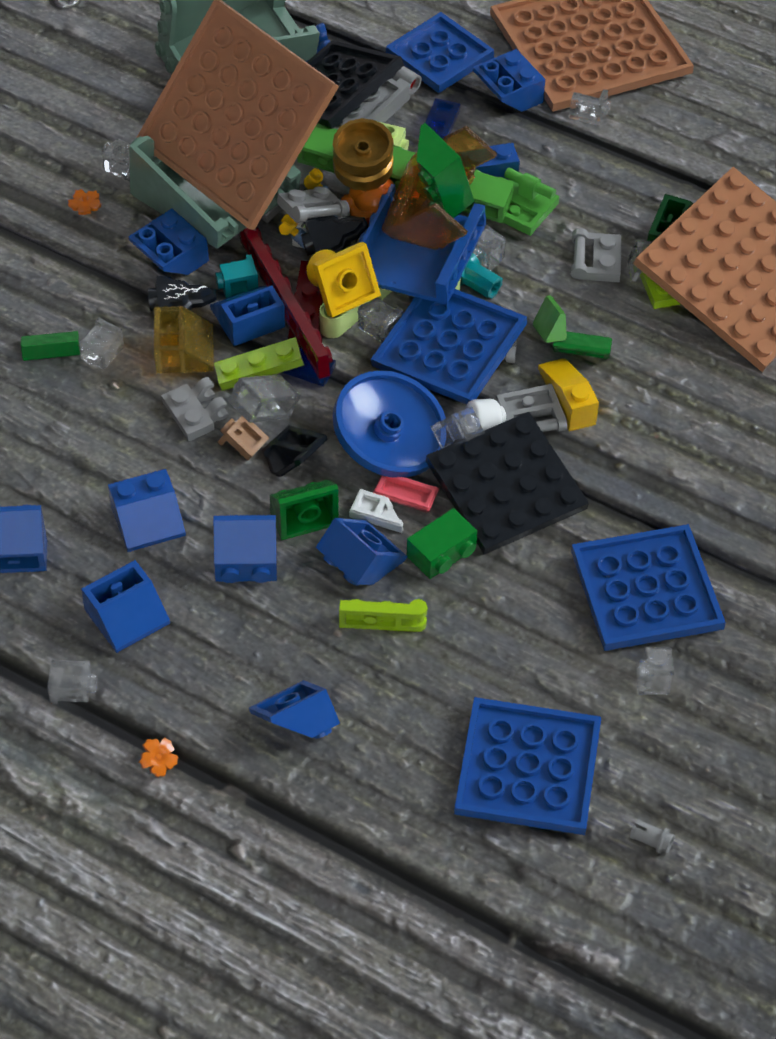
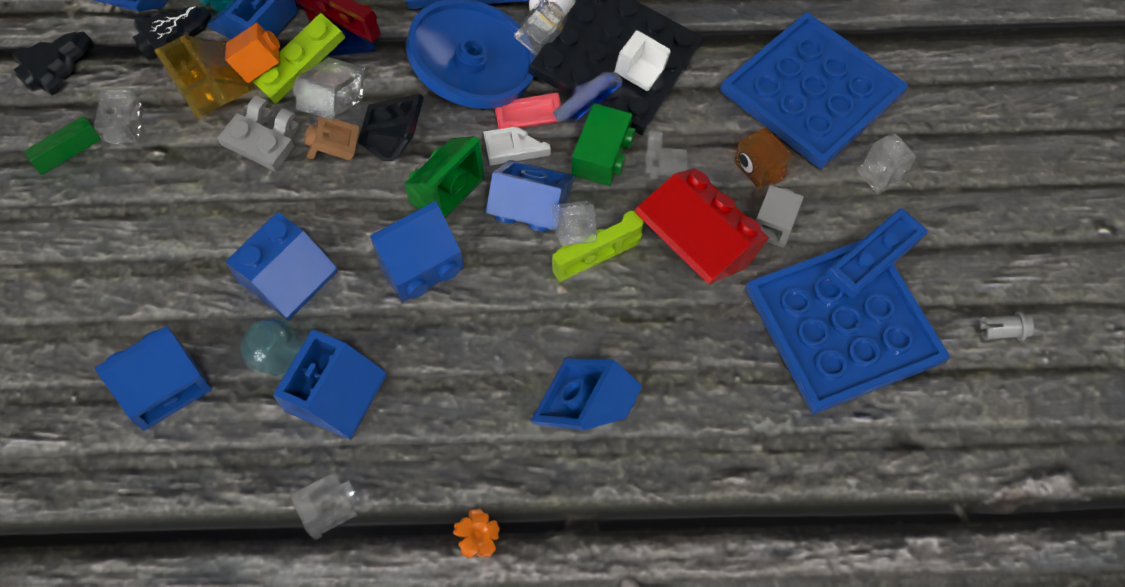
camera: 30 degrees left, 10 degrees up
(78, 278) = (50, 63): none -> black rock
(101, 558) = (270, 346): none -> clear light blue hair
(225, 343) = (253, 52): none -> orange brick
(367, 583) = (574, 222): none -> clear brick
(451, 497) = (586, 95): none -> clear blue plate
(467, 638) = (702, 225): none -> red slope
(480, 580) = (663, 162): none -> clear panel
(513, 494) = (642, 60): none -> white panel
(536, 664) = (779, 214): none -> light grey brick
(559, 617) = (763, 158): none -> clear orange brick
(588, 728) = (876, 253): none -> blue tile

